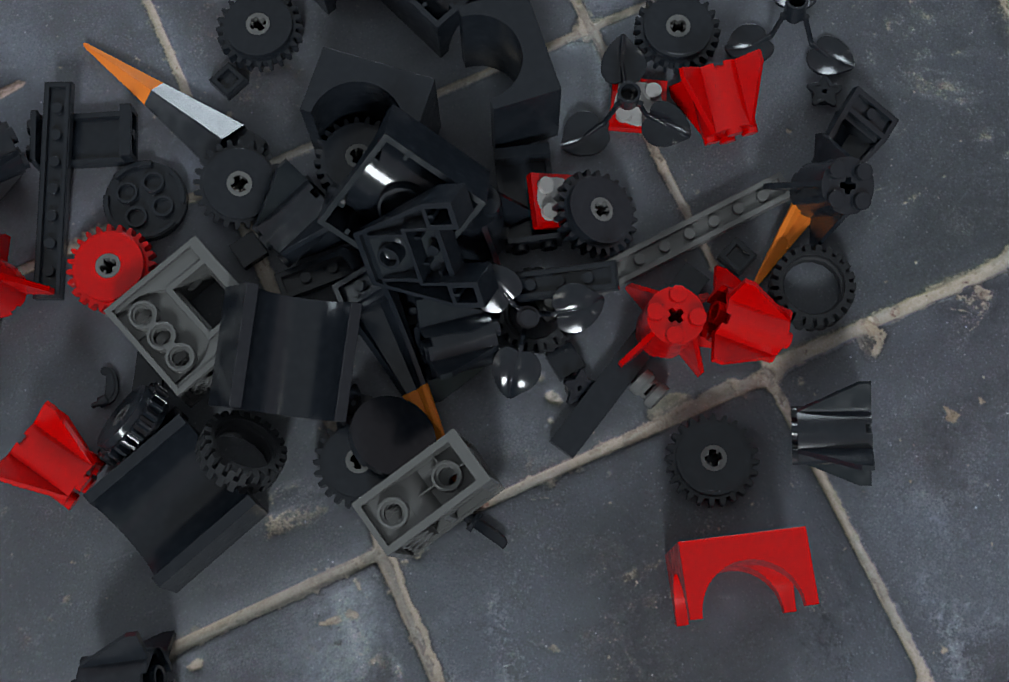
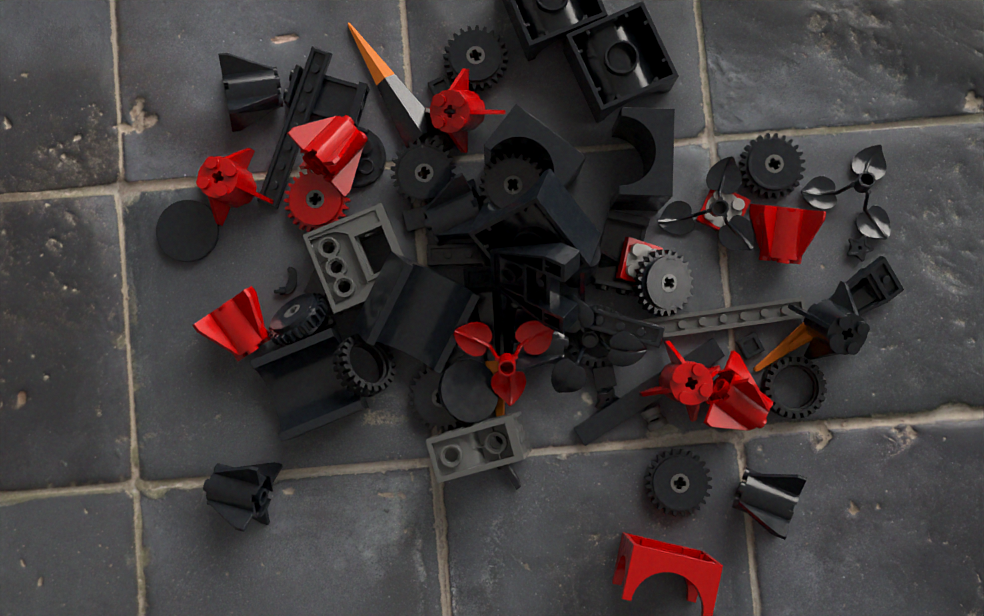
camera: 20 degrees right, 10 degrees up
(108, 193) = (331, 148): none -> red brick
(258, 93) = (459, 110): none -> red brick
(449, 328) = (506, 382): none -> red plant

